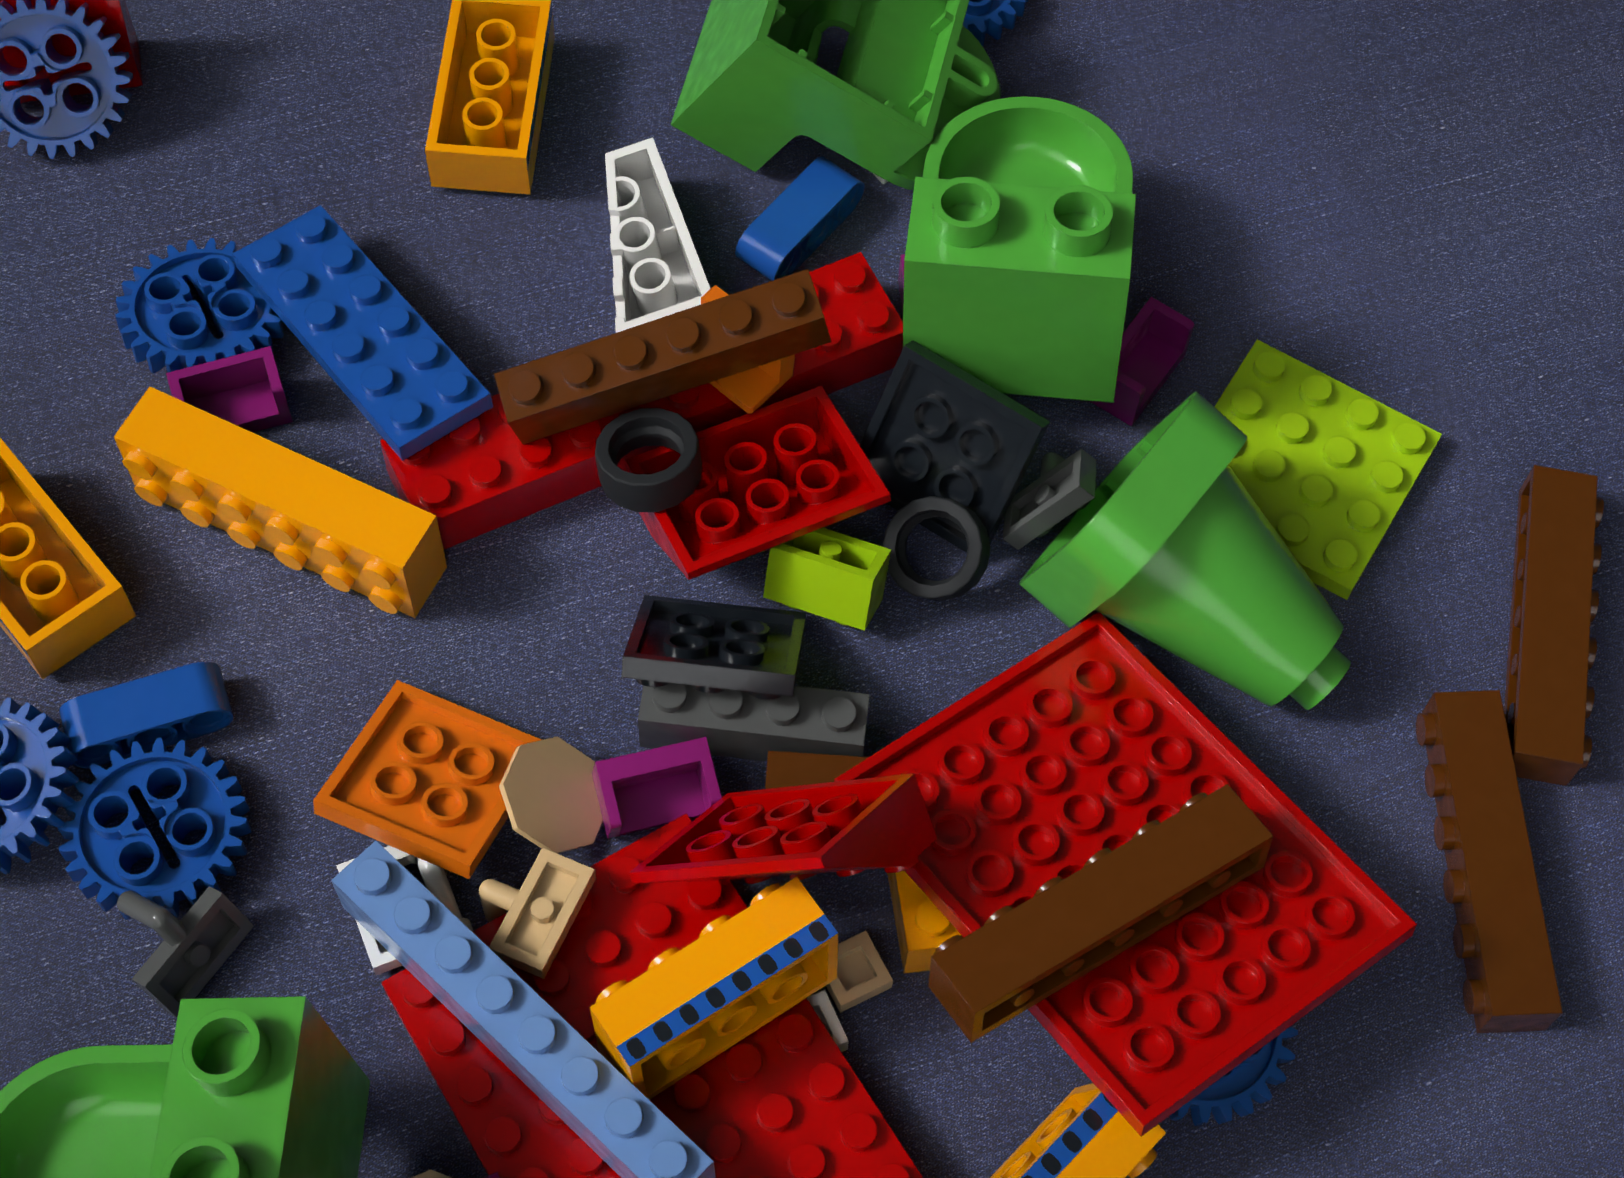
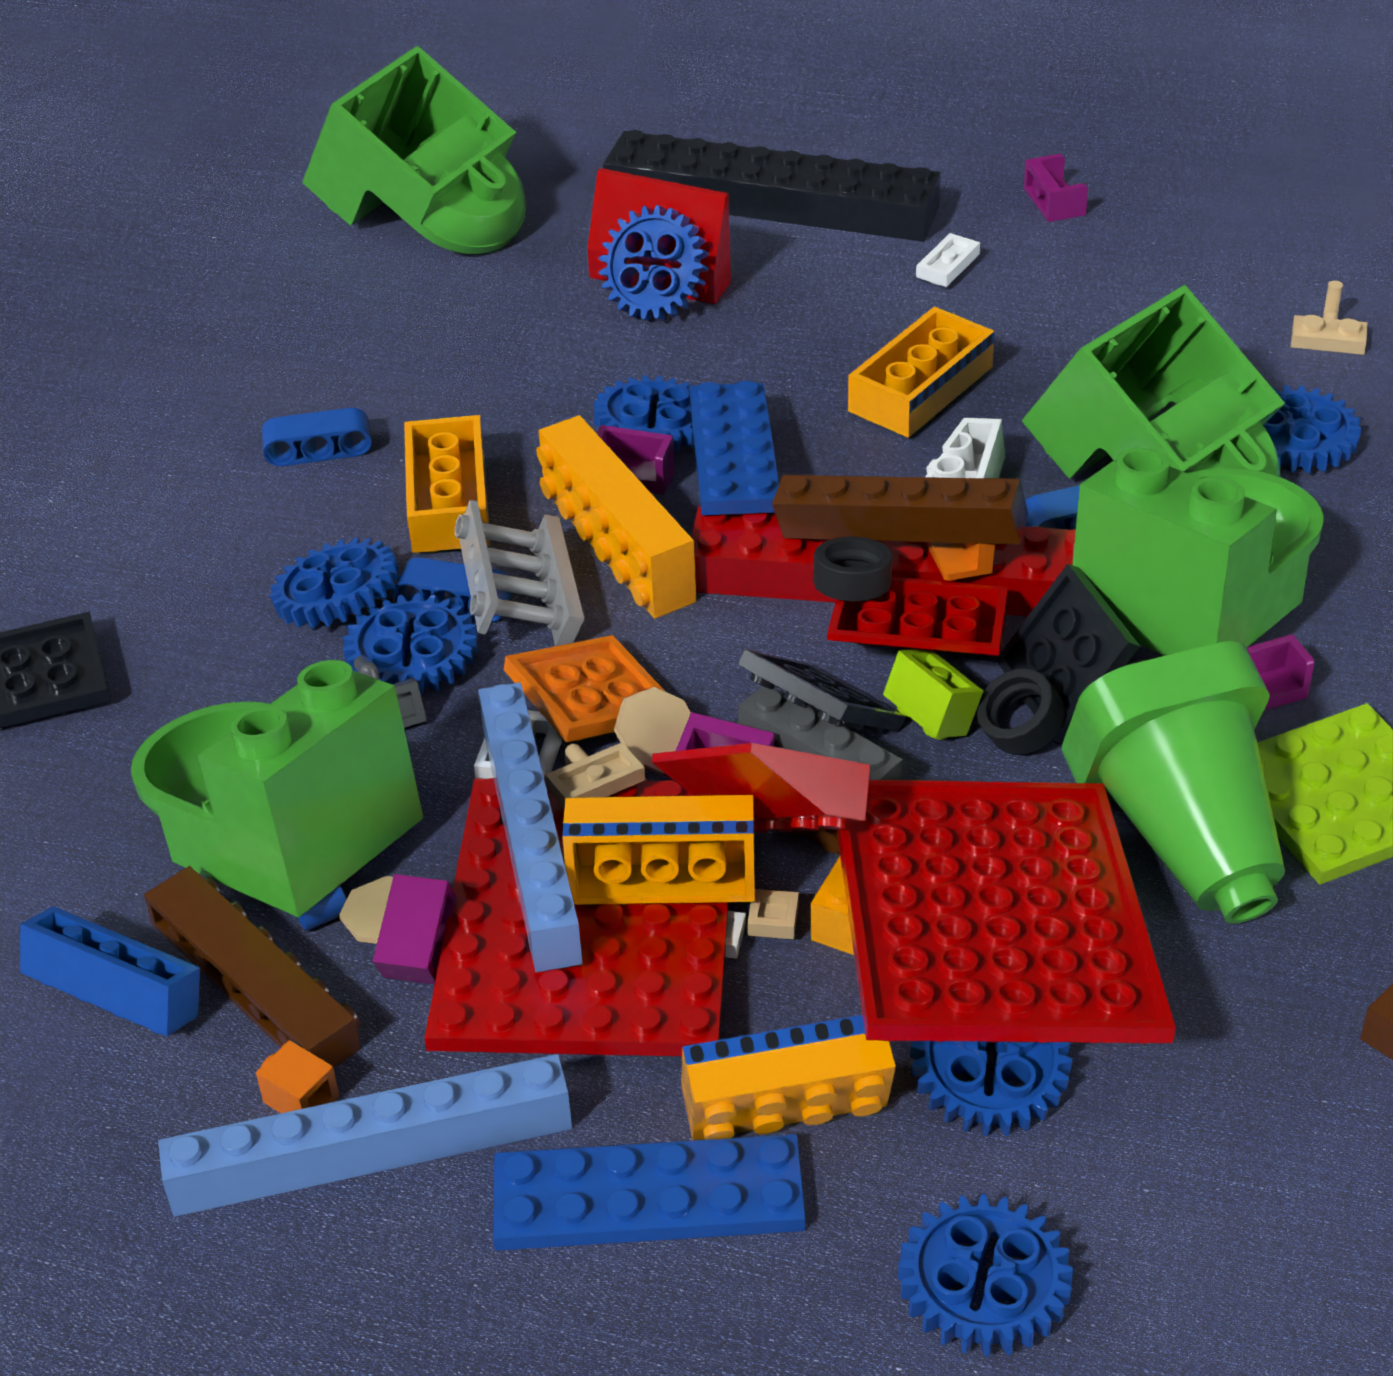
camera: 40 degrees right, 20 degrees down
(247, 615) = (550, 563): none -> light grey fence
(1097, 911) = (943, 903): reddish brown brick -> none
(1488, 863) = (1296, 1075): reddish brown brick -> none

